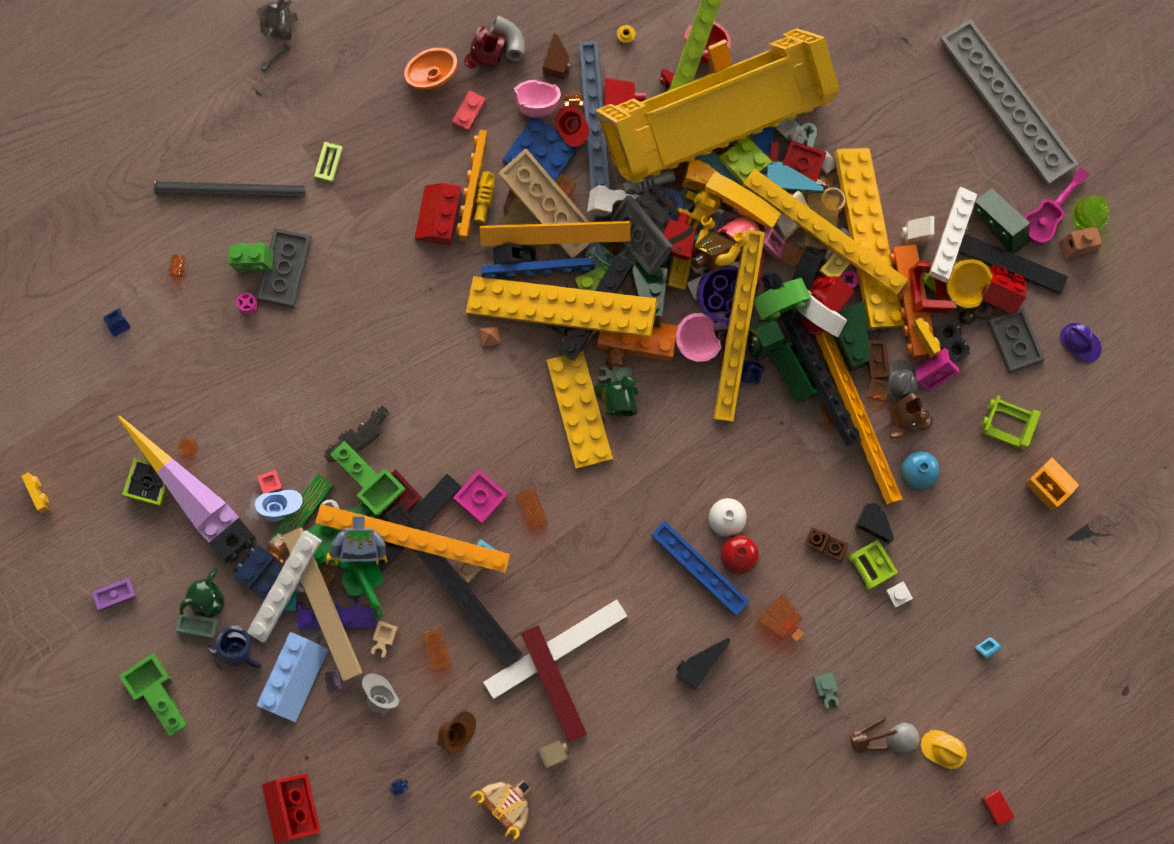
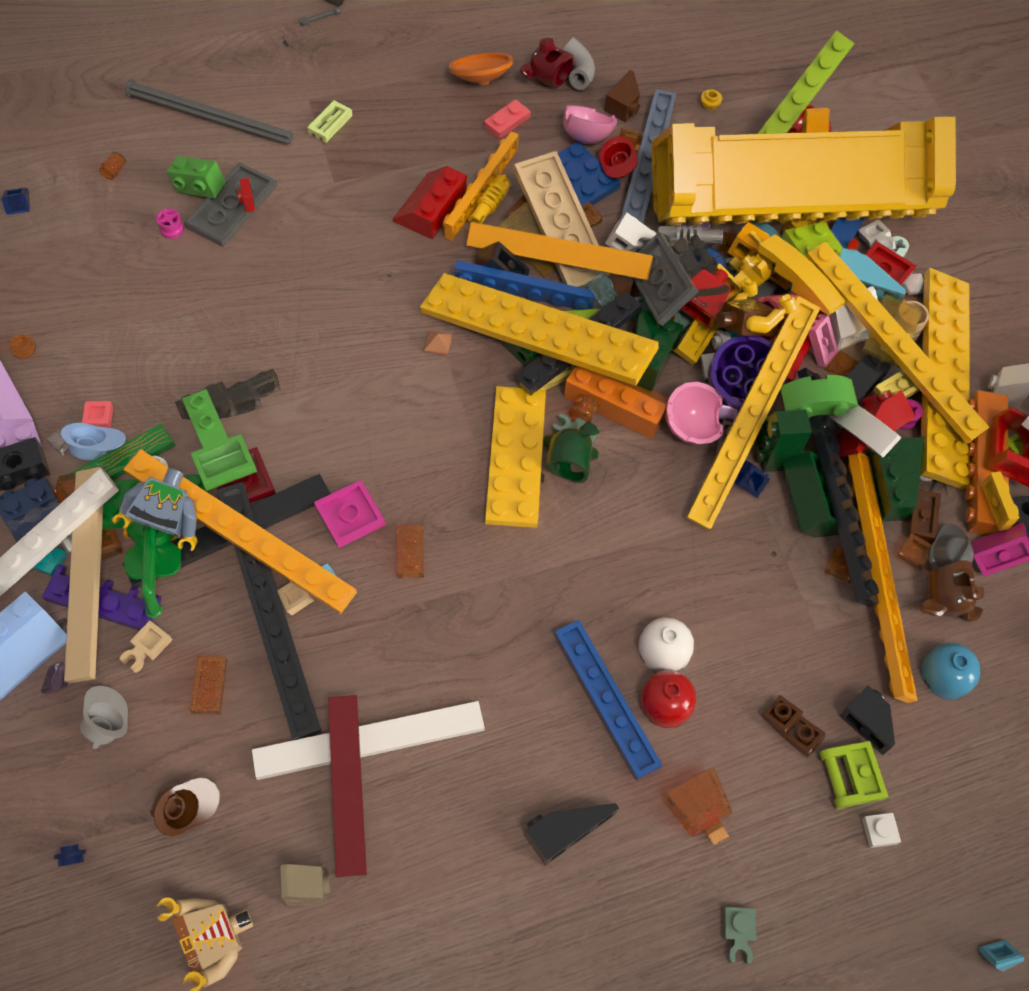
camera: 20 degrees right, 15 degrees down
(297, 261) = (245, 195): none -> red plate

